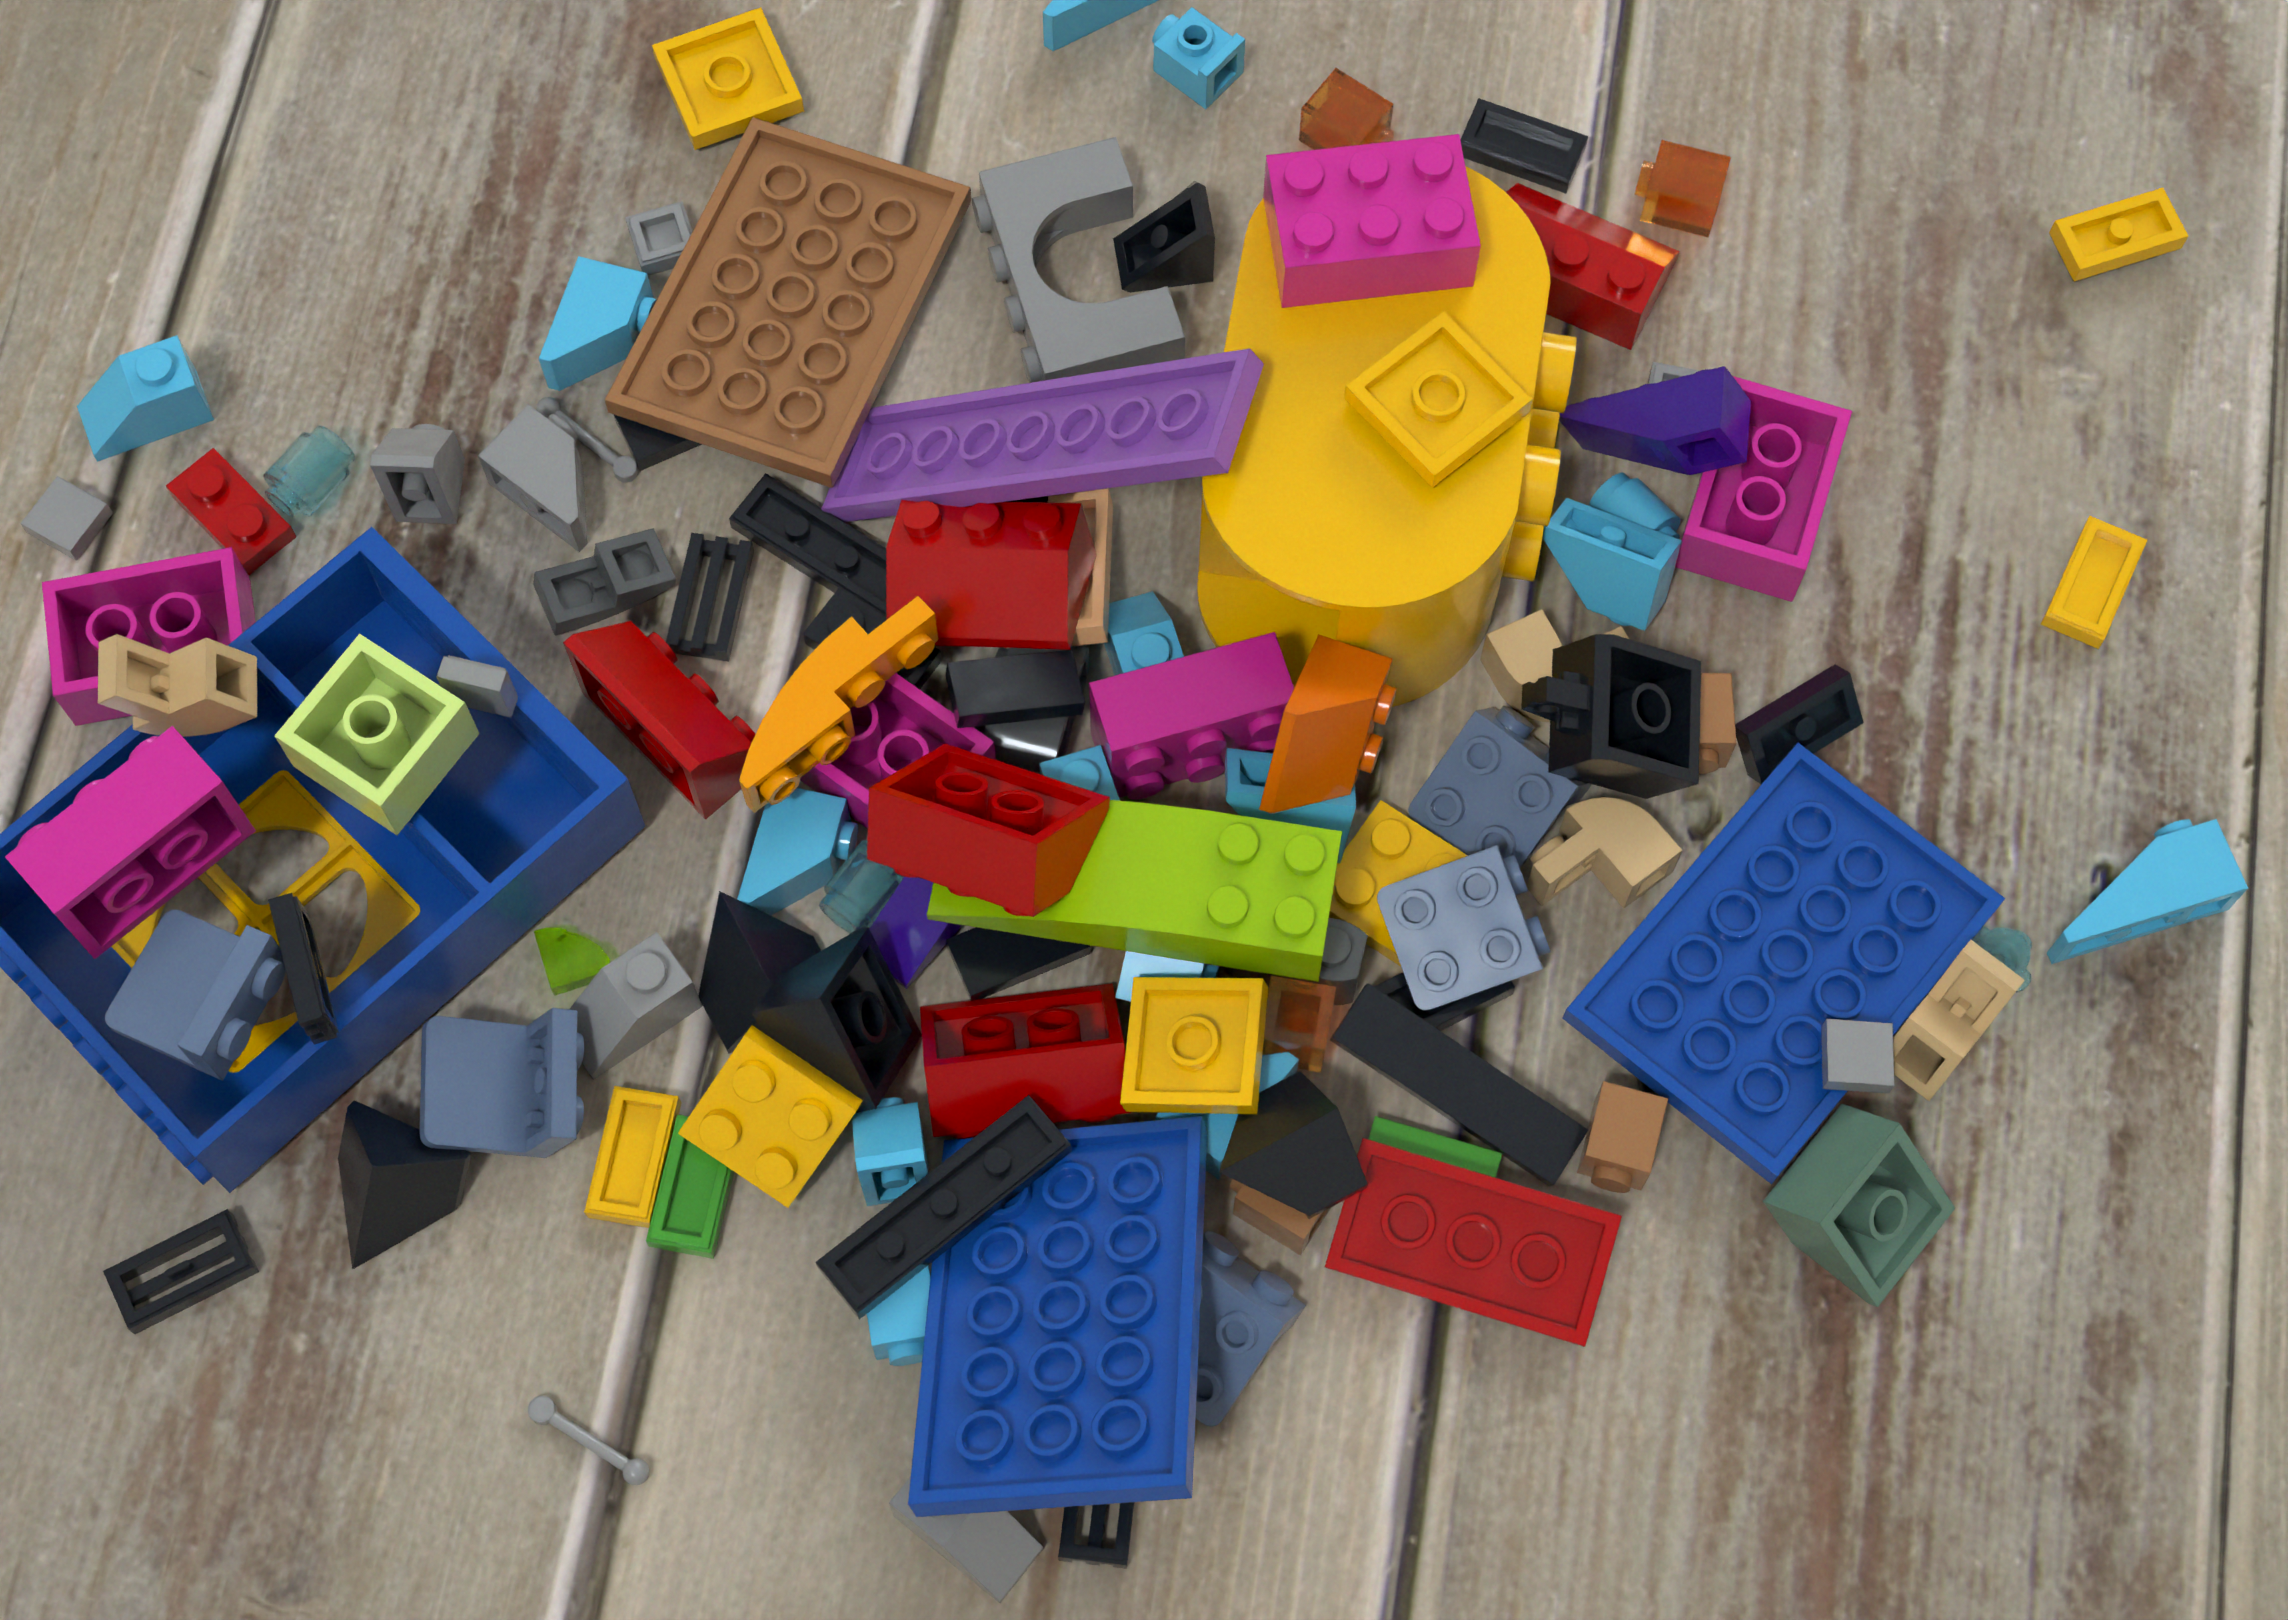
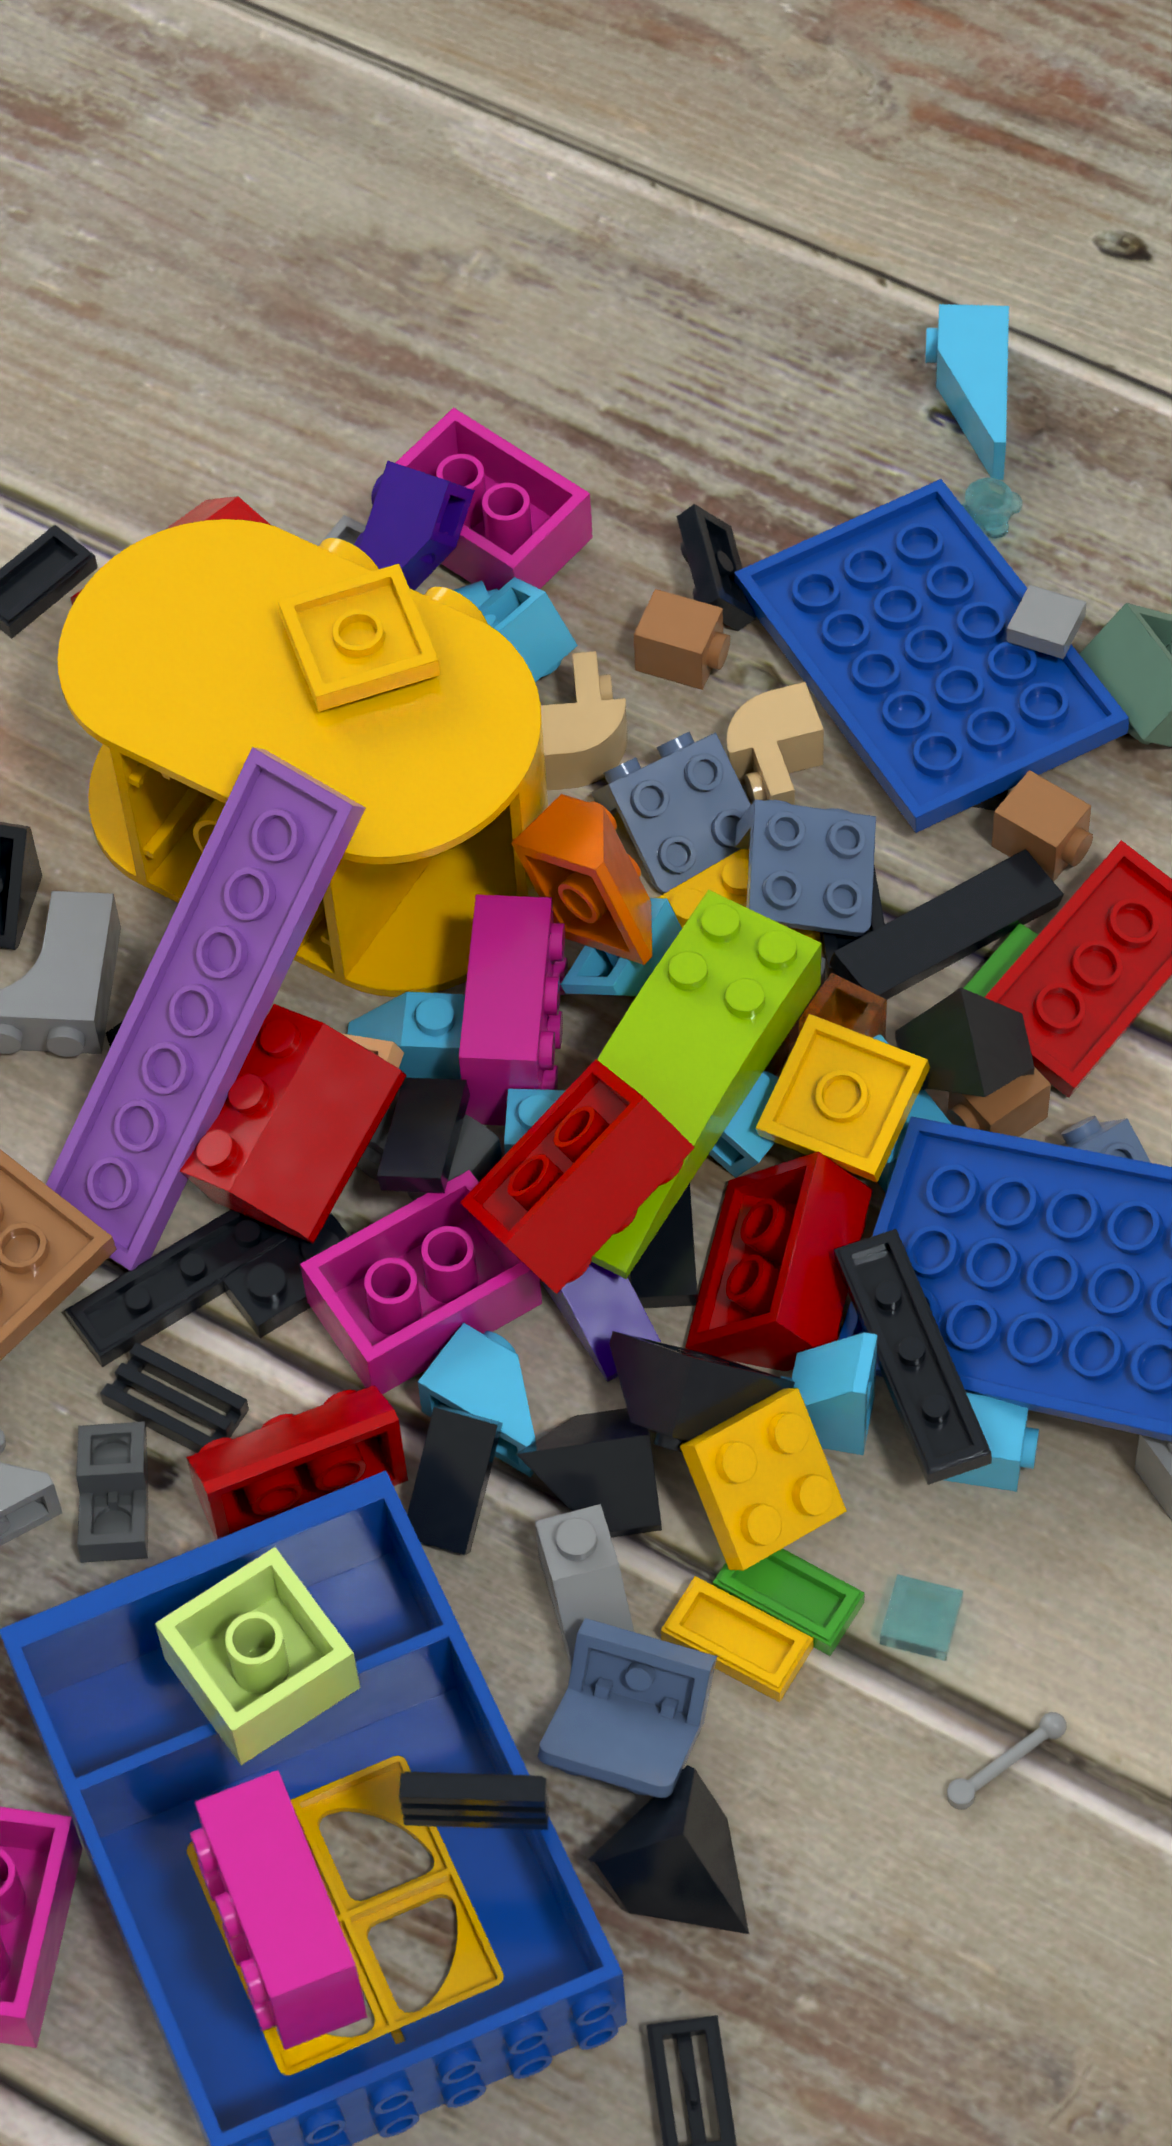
camera: 65 degrees left, 10 degrees down
(192, 689) = (117, 1832): tan brick -> none
(197, 991) = (459, 1905): sand blue bracket -> none
(478, 685) = (240, 1547): light grey tile -> none
(569, 959) = (509, 1637): clear neon green tile -> none
(693, 850) = (453, 1478): none -> black tile
(708, 1314) = (921, 1617): none -> clear light blue tile
(812, 711) = (378, 1289): light orange slope -> none
(858, 891) = (551, 1346): clear light blue brick -> none
(1371, 220) = (157, 625): dark pink brick -> none
(1621, 715) = (670, 669): black hinge -> none
(1682, 187) = (151, 468): clear orange brick -> none
(1952, 1019) = (1031, 541): tan brick -> none
(2094, 582) = (674, 321): yellow tile -> none
(2118, 234) = (358, 181): yellow plate -> none

